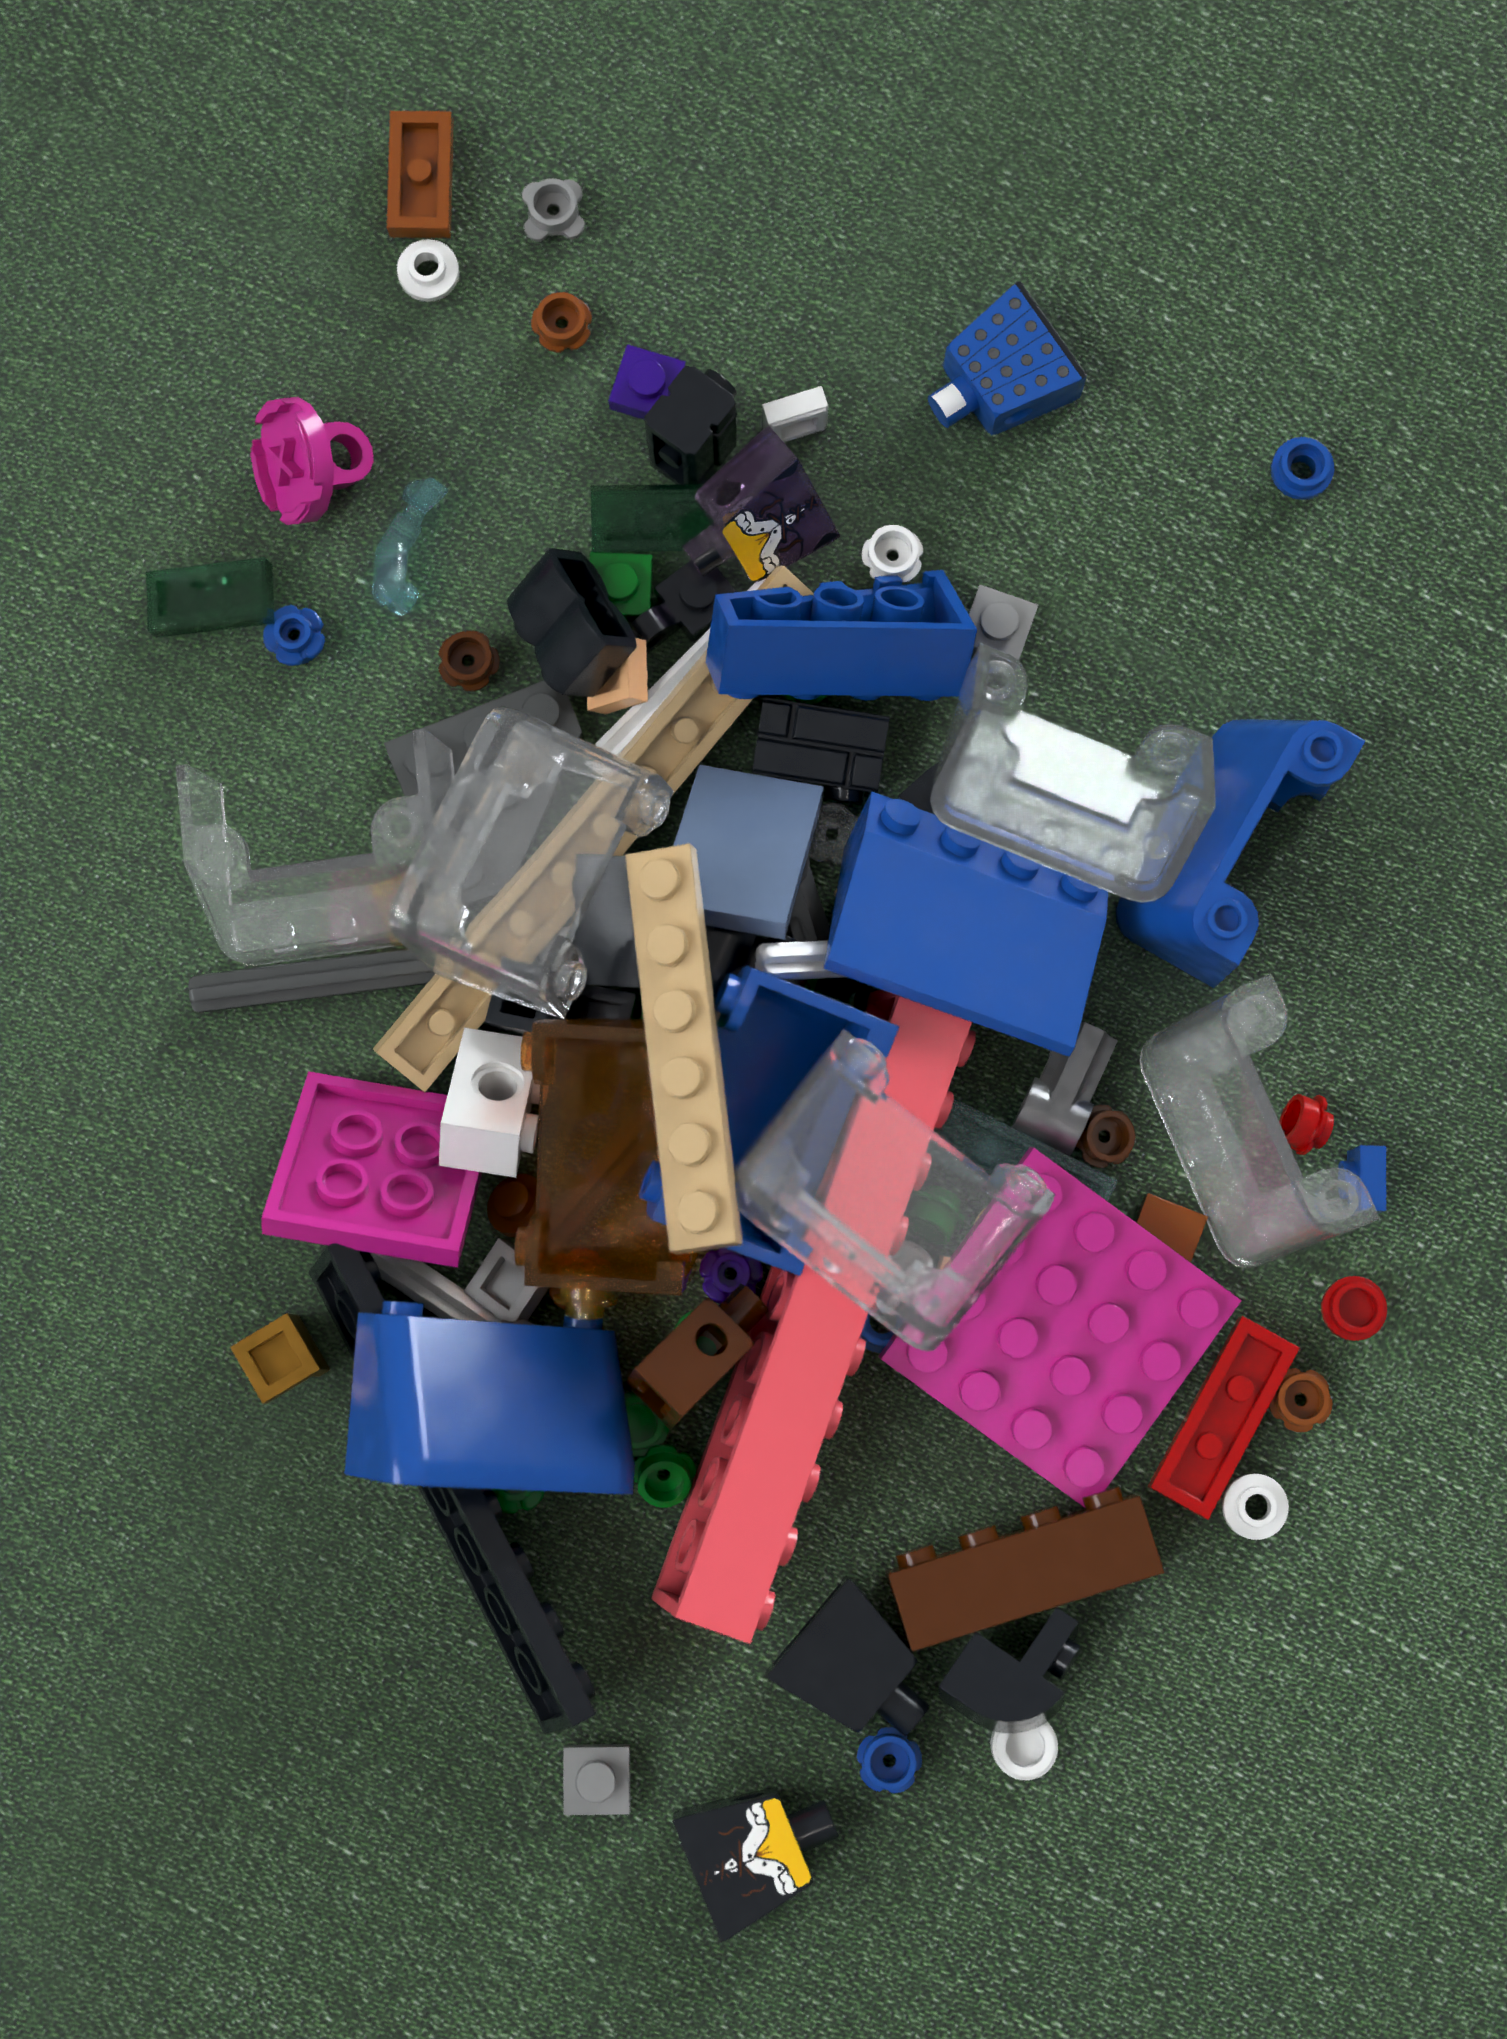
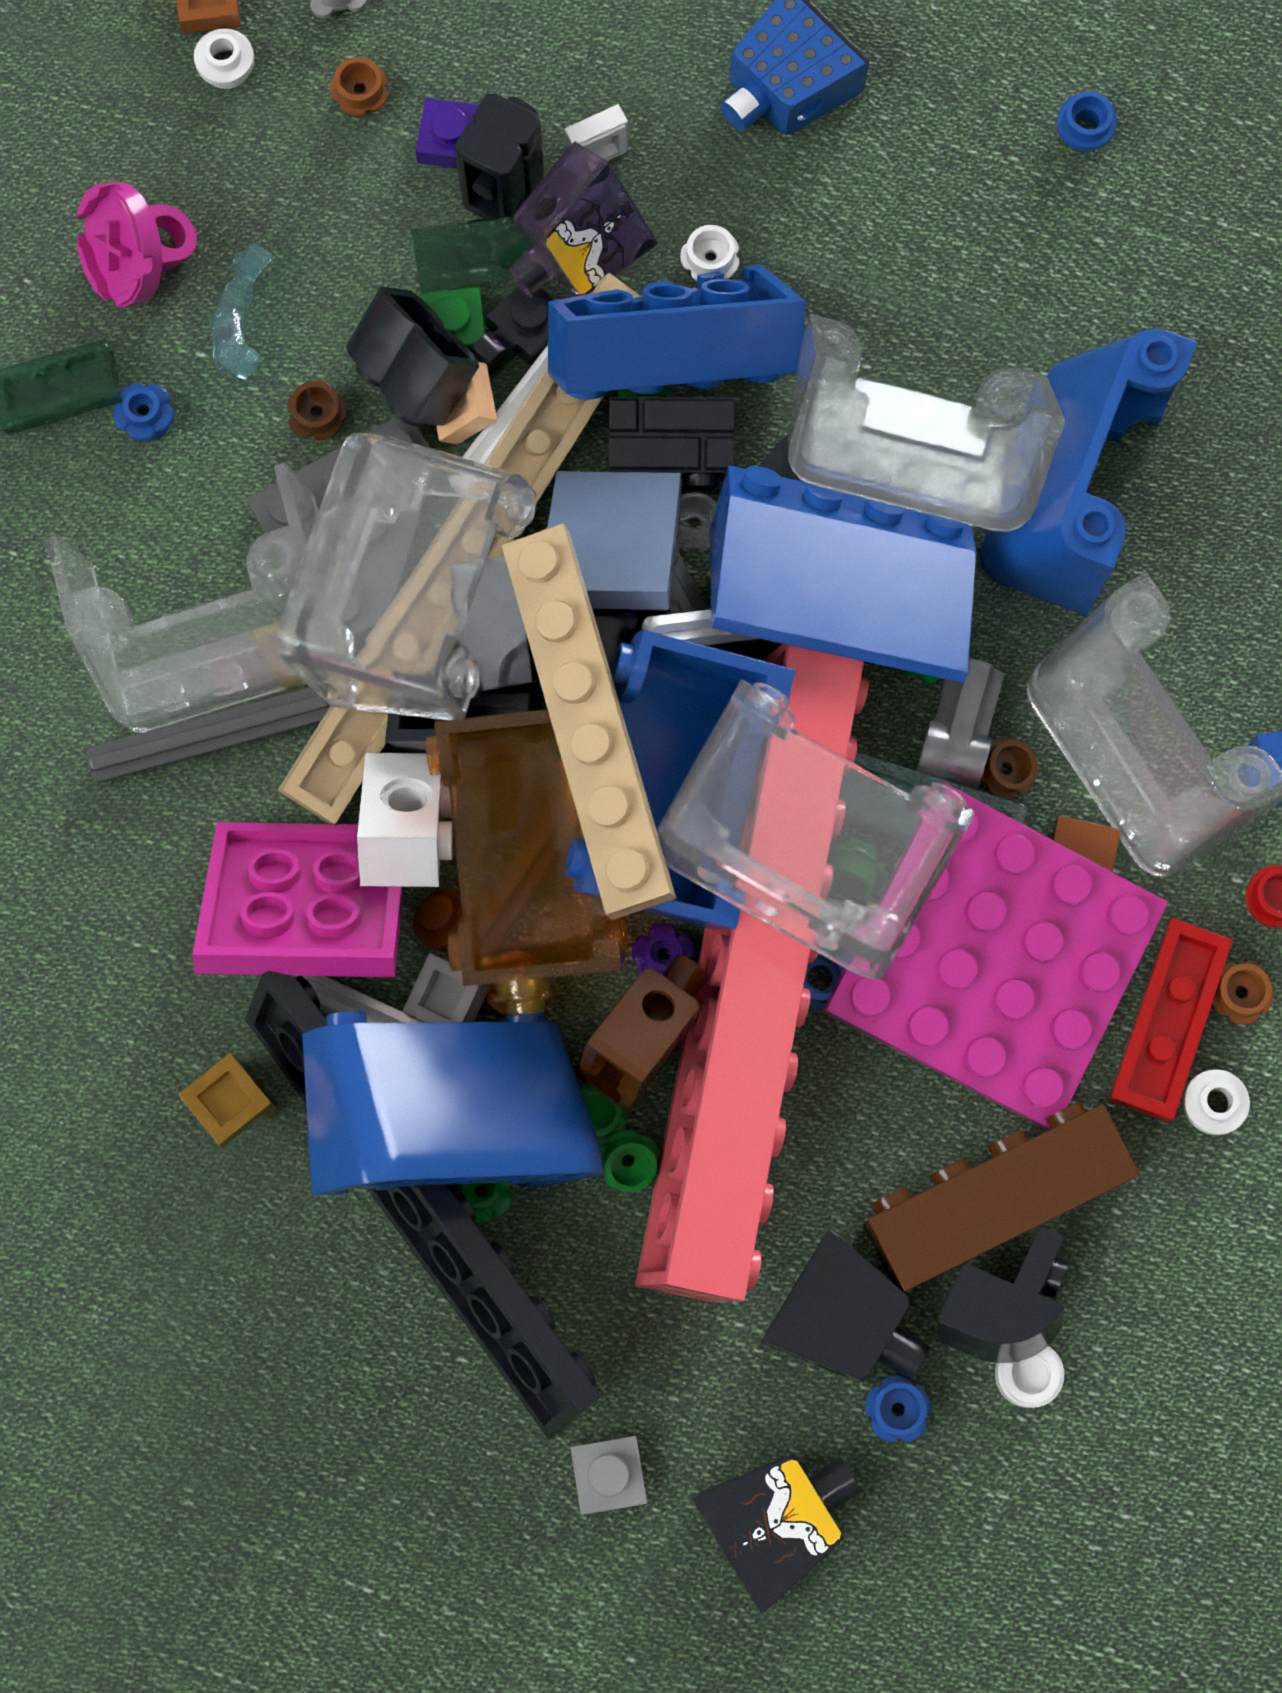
camera: 10 degrees left, 5 degrees down
(1001, 620) = (826, 295): light grey plate -> none
(1306, 1123) = (1205, 721): red plate -> none

